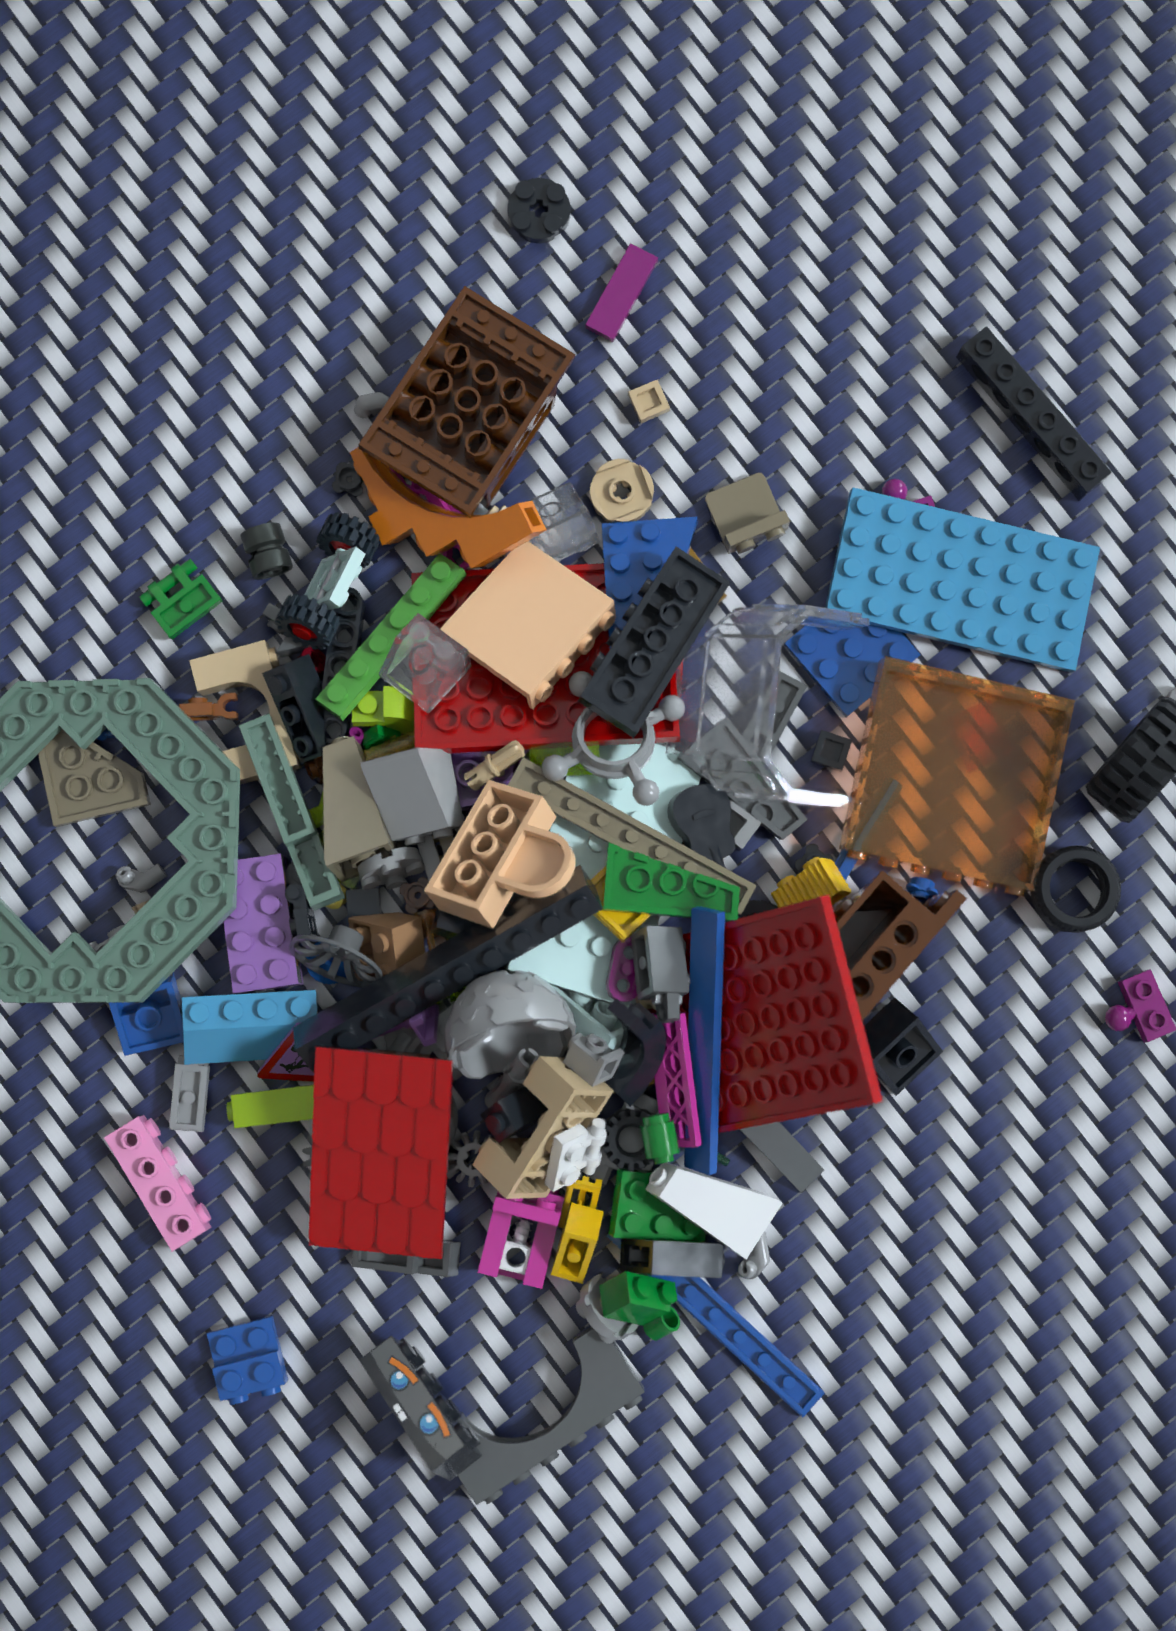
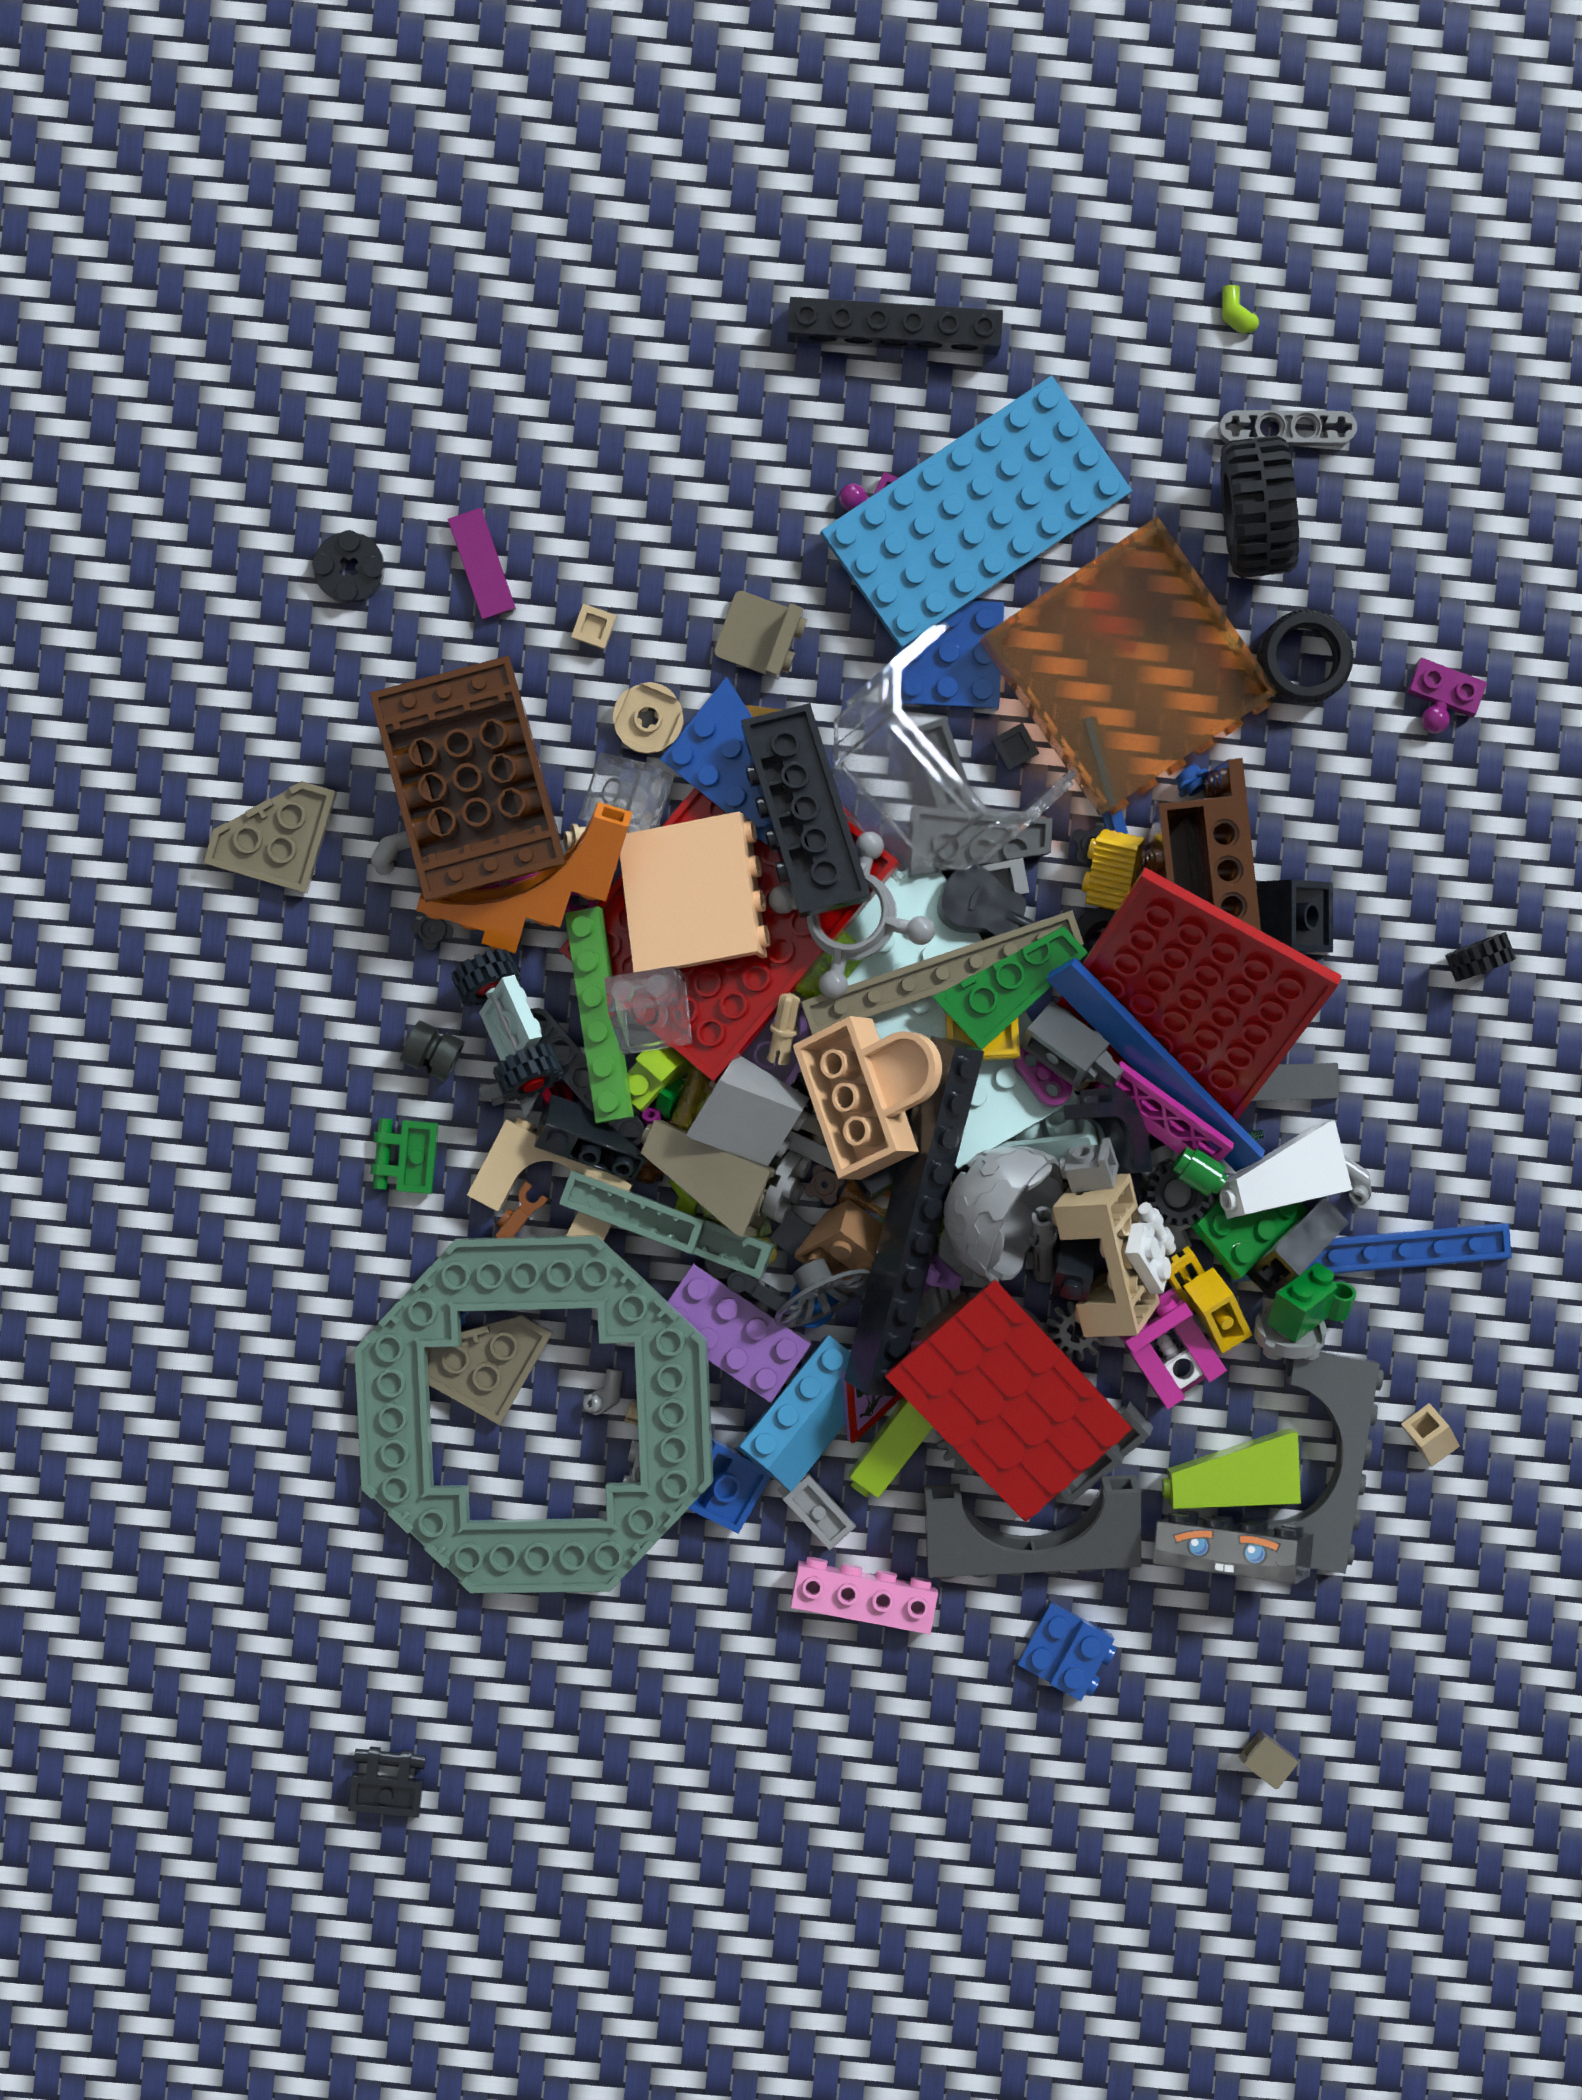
camera: 50 degrees left, 5 degrees up
(256, 1220) = (1100, 1539): none -> dark grey arch
(298, 1573) = (1268, 1759): none -> dark tan panel
(316, 323) = (276, 838): none -> dark tan plate
(478, 1367) = (1242, 1475): none -> lime slope
(628, 1475) = (1430, 1434): none -> tan brick
(988, 1199) = (1480, 957): none -> black tyre

